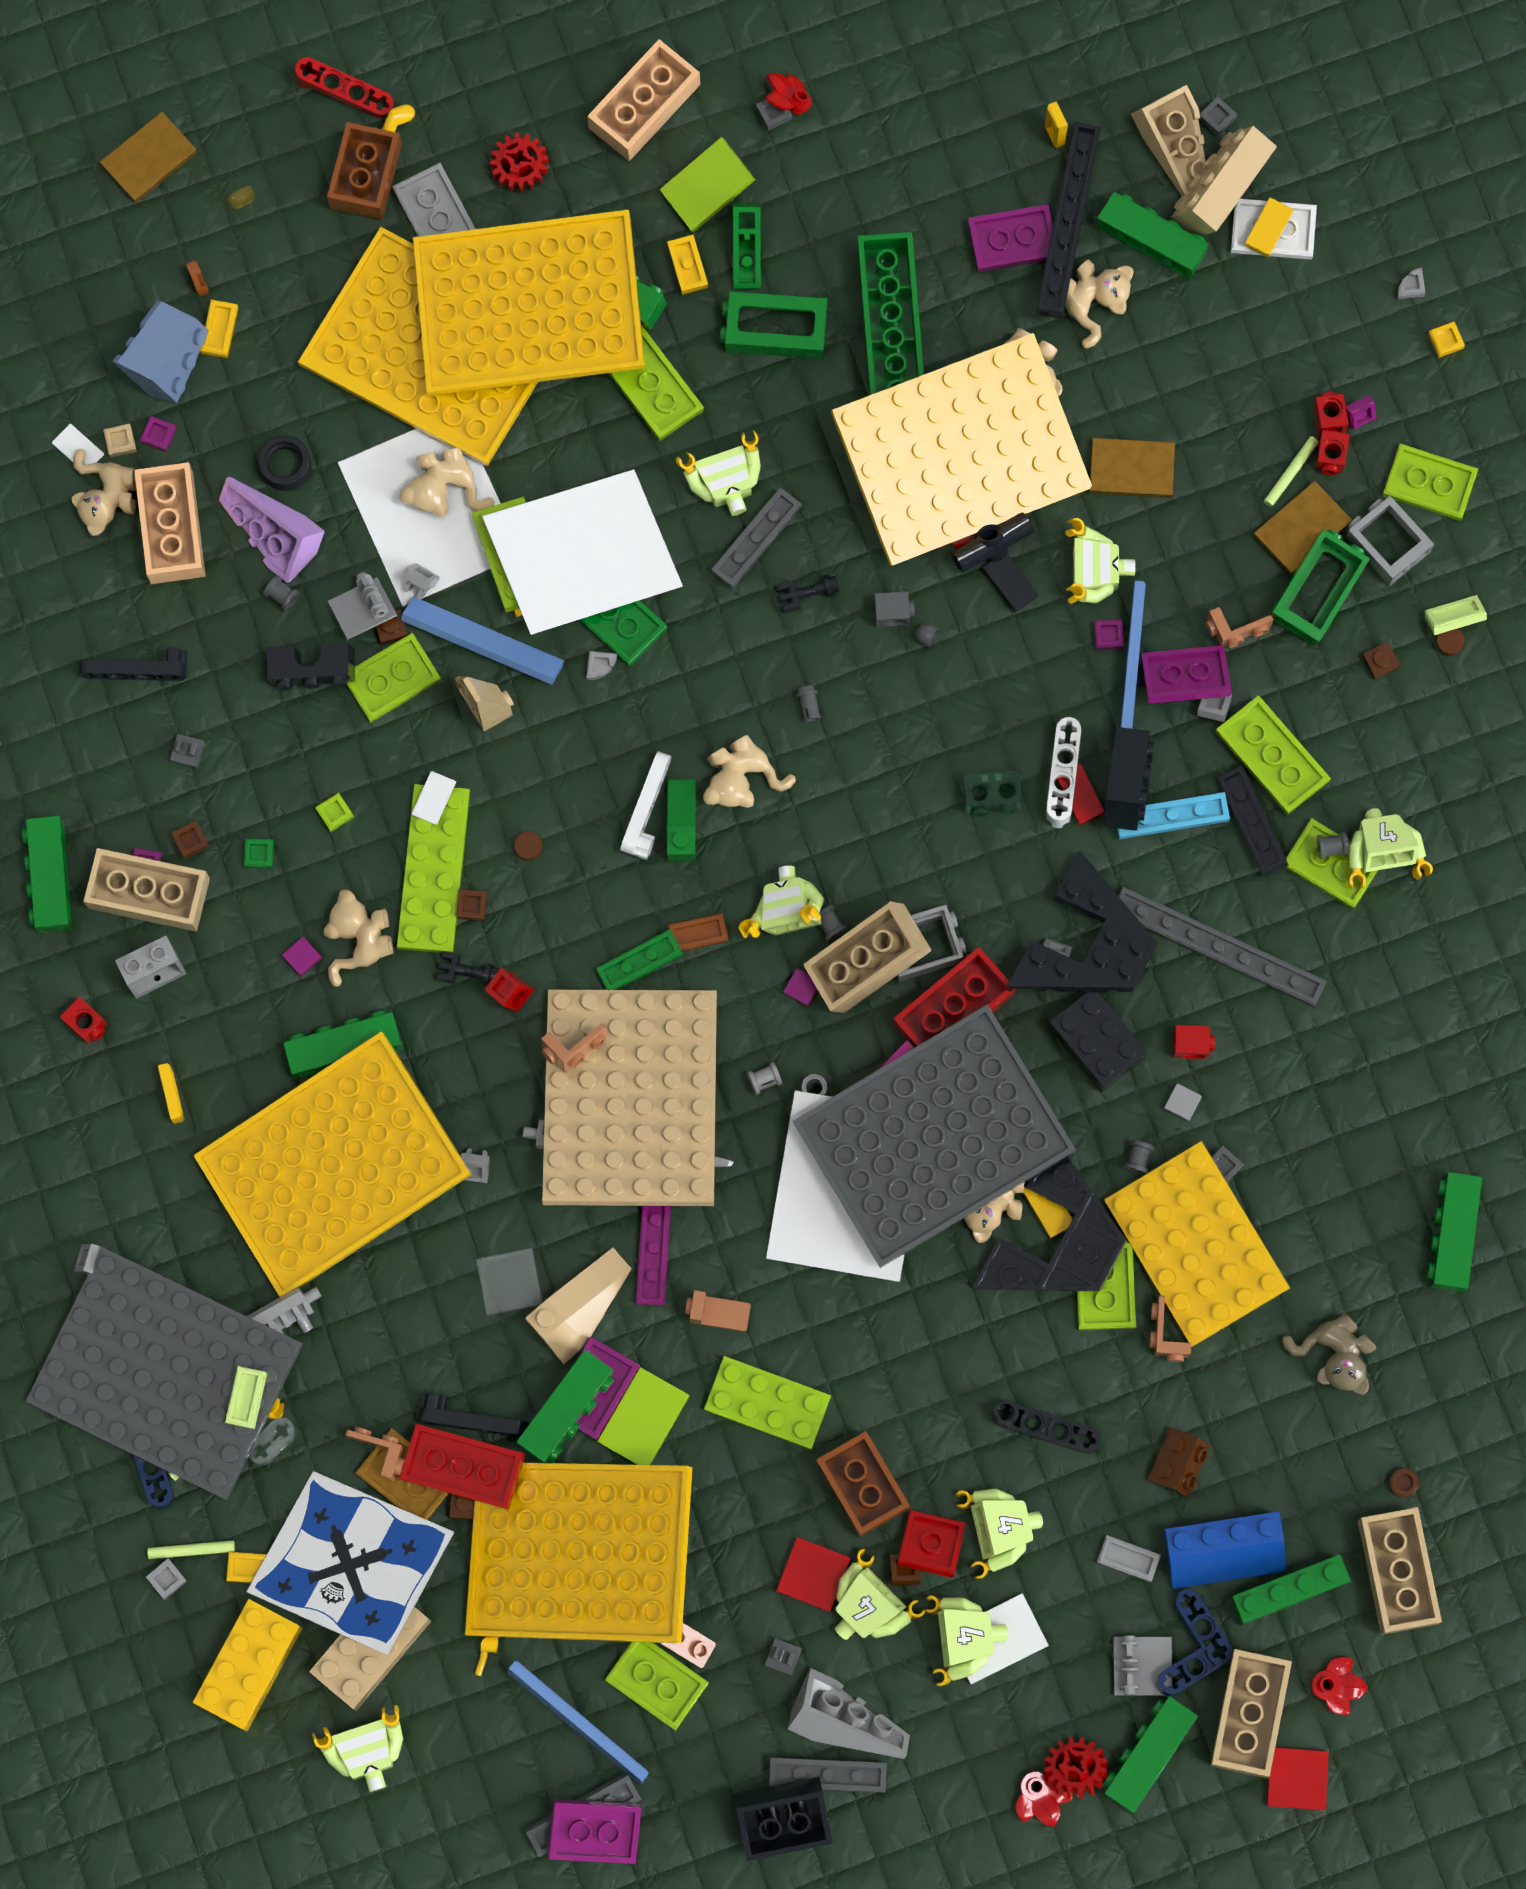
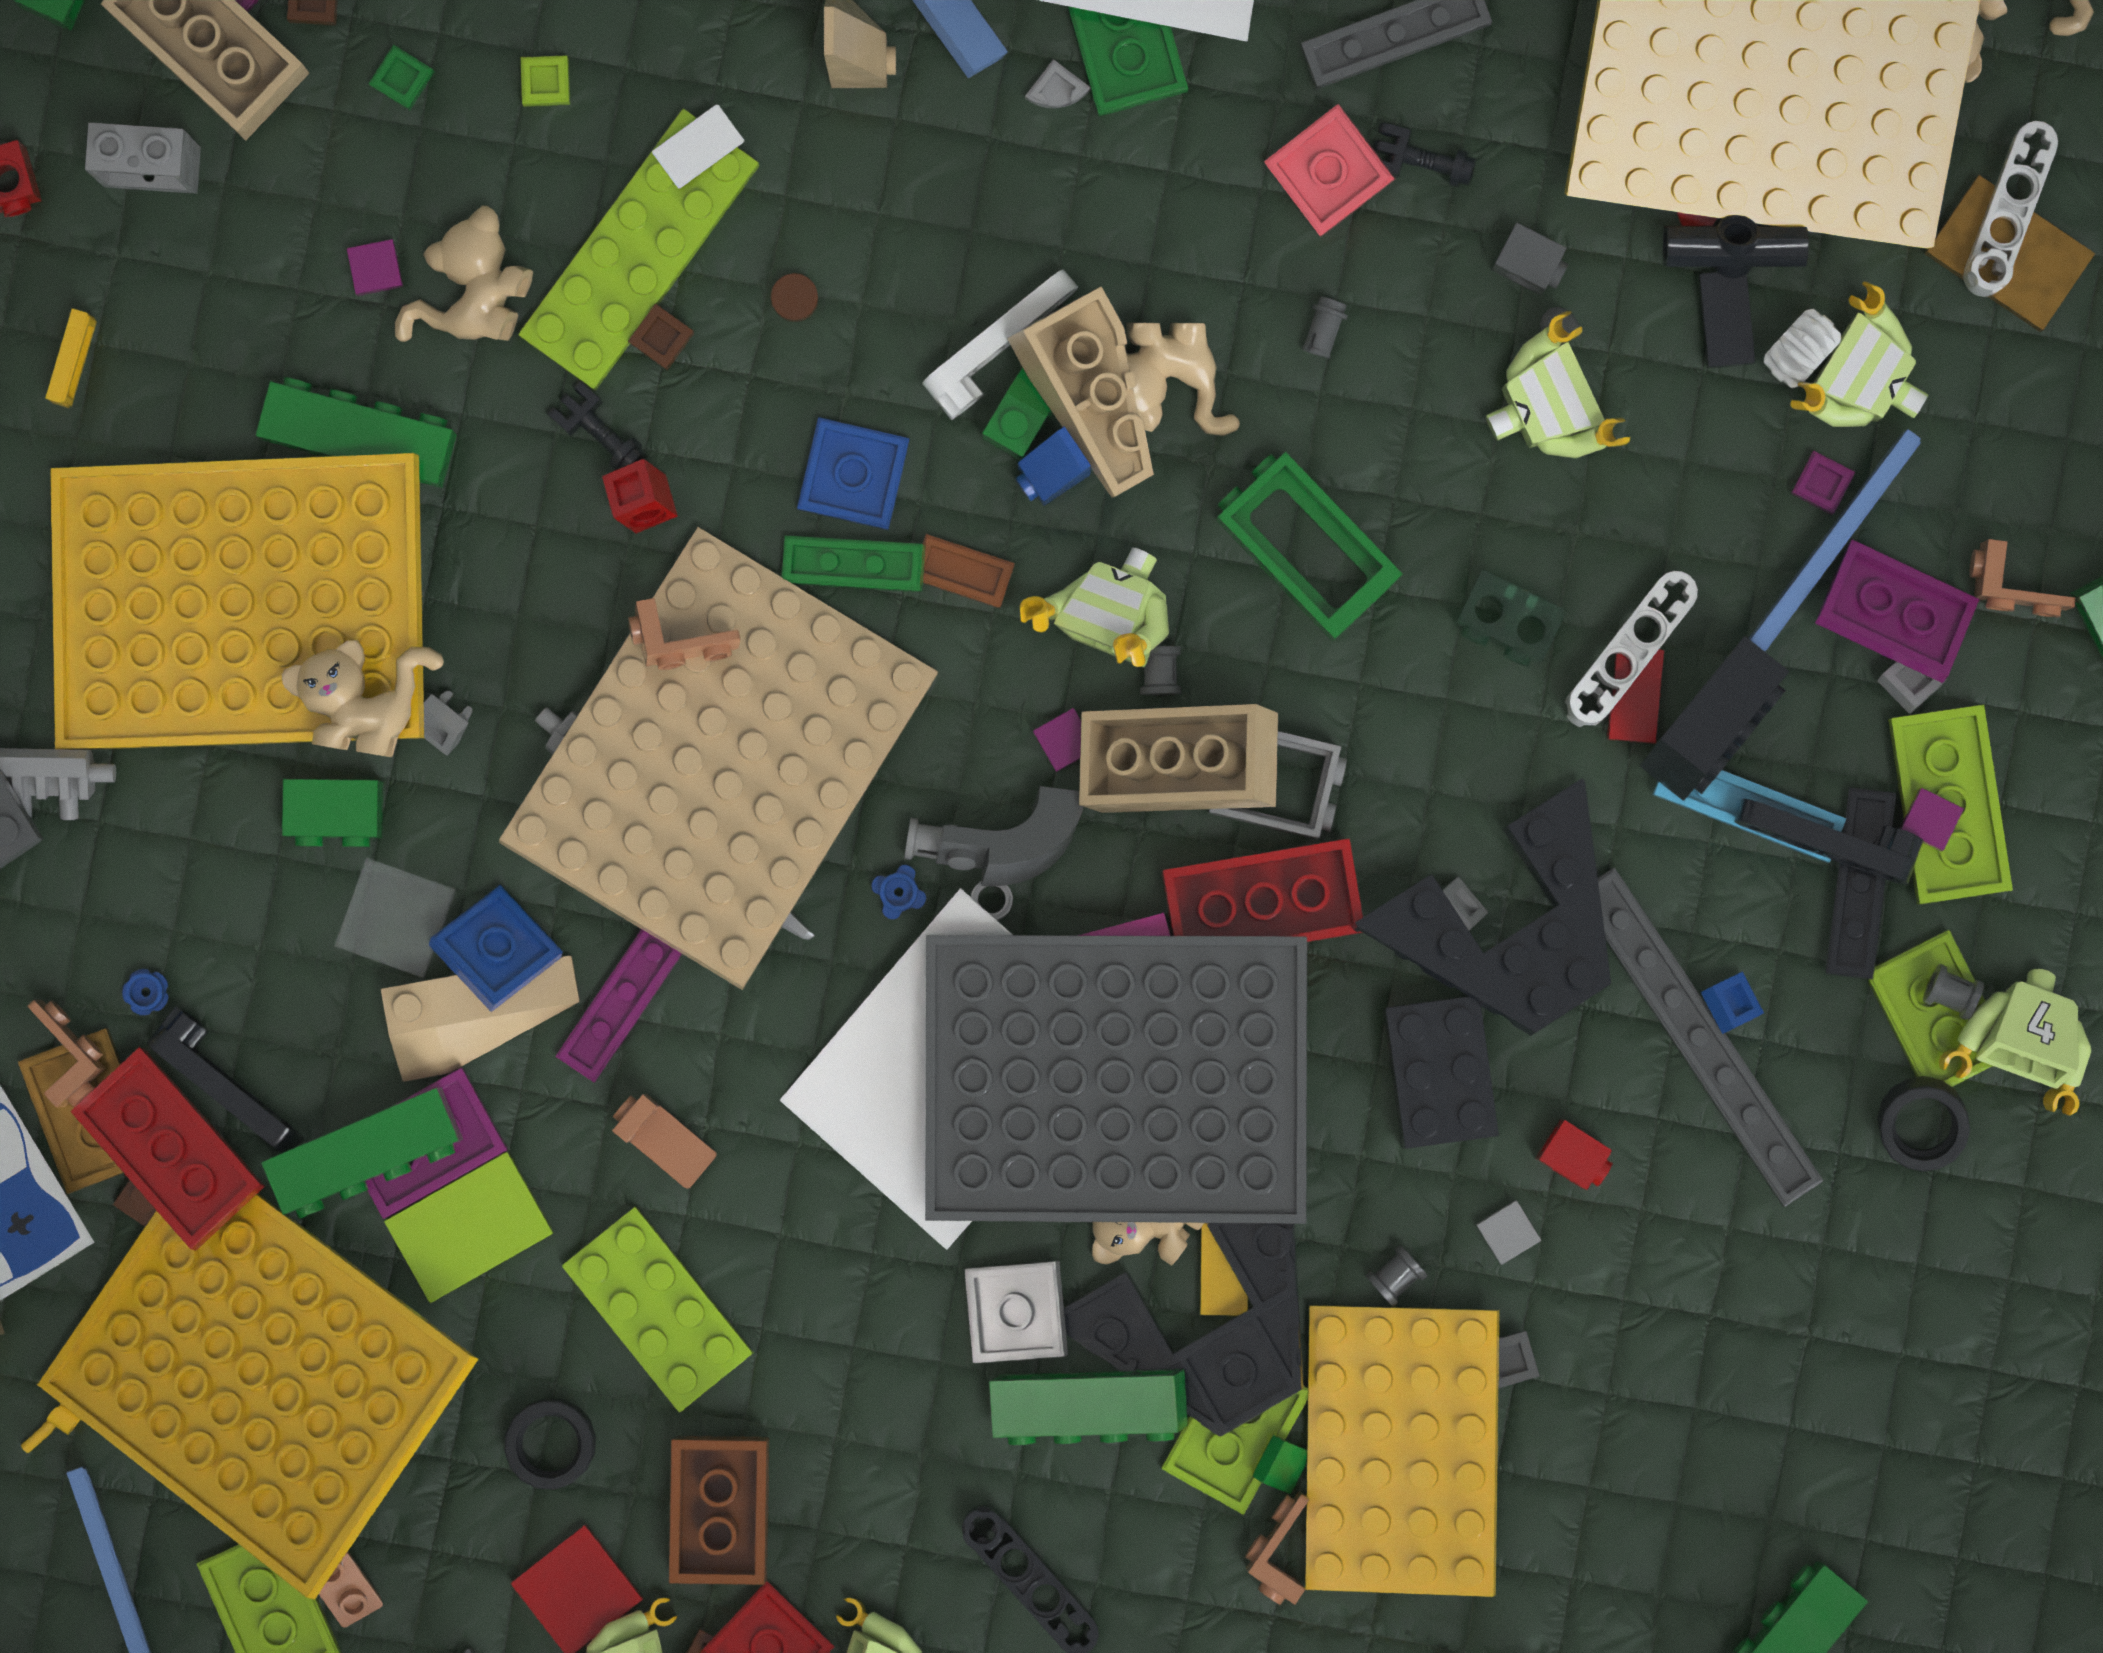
camera: 25 degrees right, 10 degrees up
(394, 1393) = (133, 992): none -> blue plate
(410, 1171) = (334, 687): none -> tan animal
(444, 1244) = (332, 810): none -> green brick
(572, 1264) = (495, 948): none -> blue tile
(612, 917) = (853, 474): none -> blue tile
(703, 796) = (1086, 381): none -> tan wedge
(714, 851) = (1052, 468): none -> blue slope
(735, 1492) = (514, 1440): none -> black tyre
(763, 1106) = (911, 897): none -> blue plate
(764, 624) = (1329, 170): none -> coral tile
(810, 1056) = (1018, 852): none -> dark grey arch
(869, 796) = (1289, 477): none -> green piece
(946, 671) = (1552, 399): none -> yellowish green torso
(954, 1292) = (1016, 1312): none -> light grey tile
(1021, 1314) = (1088, 1404): none -> green brick
(1057, 572) = (1802, 348): none -> white gear
(1115, 445) = (2016, 211): none -> white beam
(1139, 1288) = (1281, 1464): none -> green tile
(1224, 918) = (1732, 1002): none -> blue plate
(1259, 798) = (1889, 859): none -> black beam
(1267, 766) = (1932, 819): none -> magenta tile
(1380, 921) = (1928, 1158): none -> black tyre

